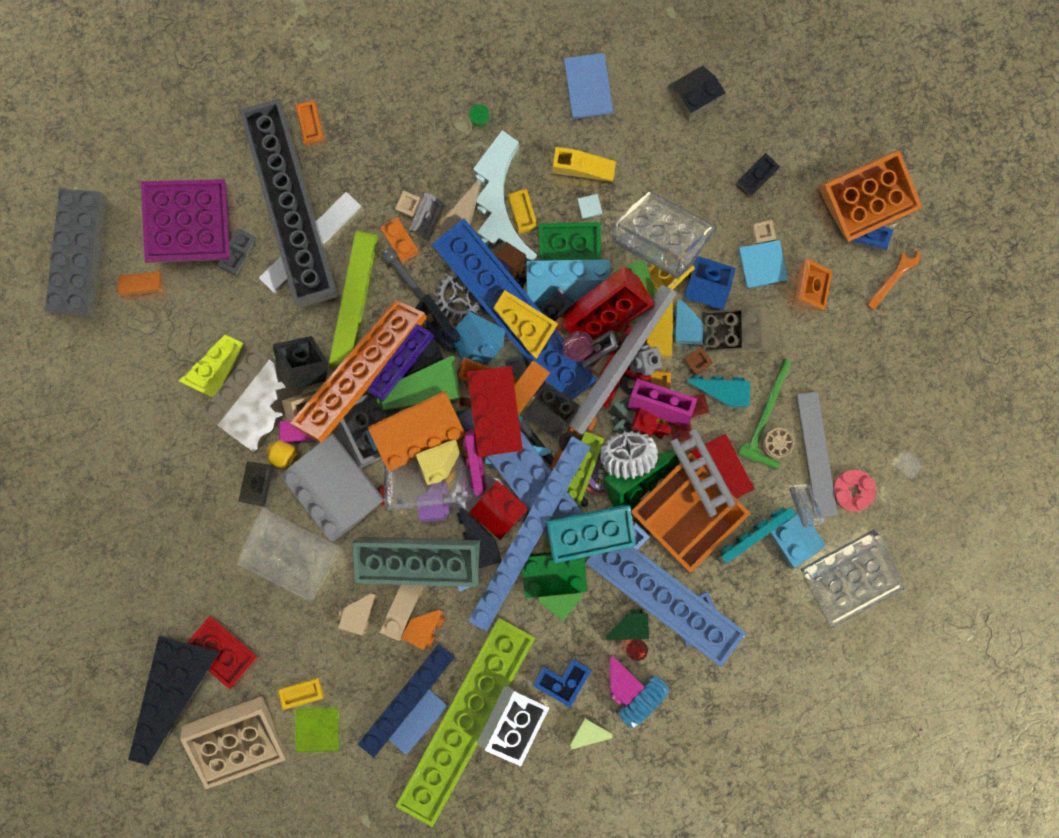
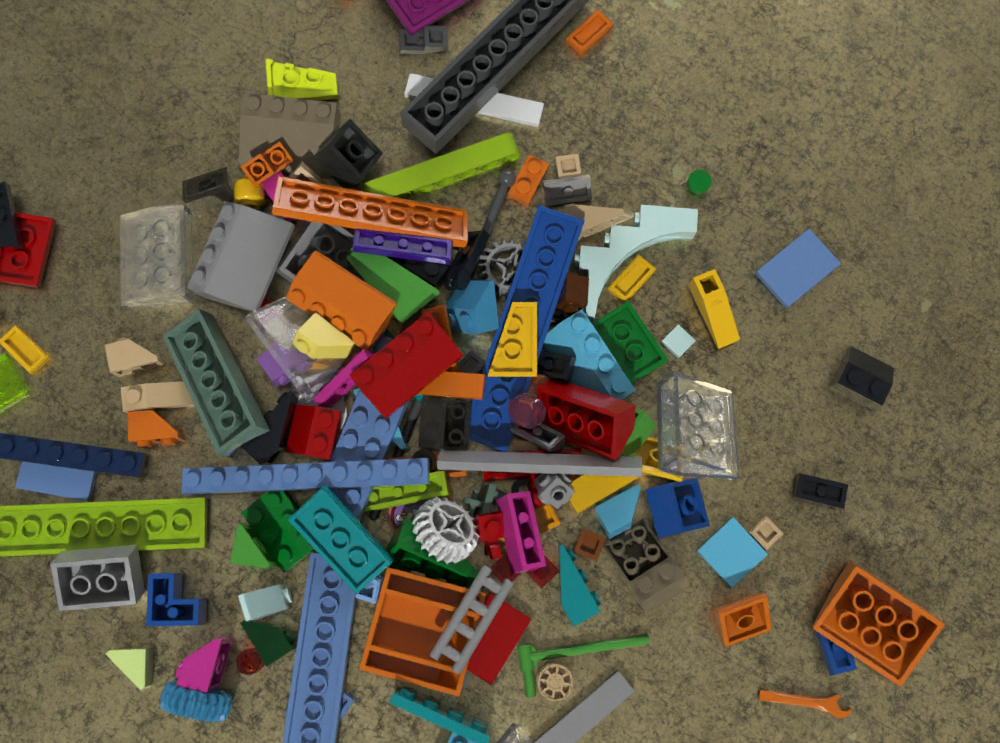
camera: 55 degrees right, 5 degrees down
(269, 427) = (267, 164): none -> orange slope
(603, 611) = (265, 602): none -> light aqua slope

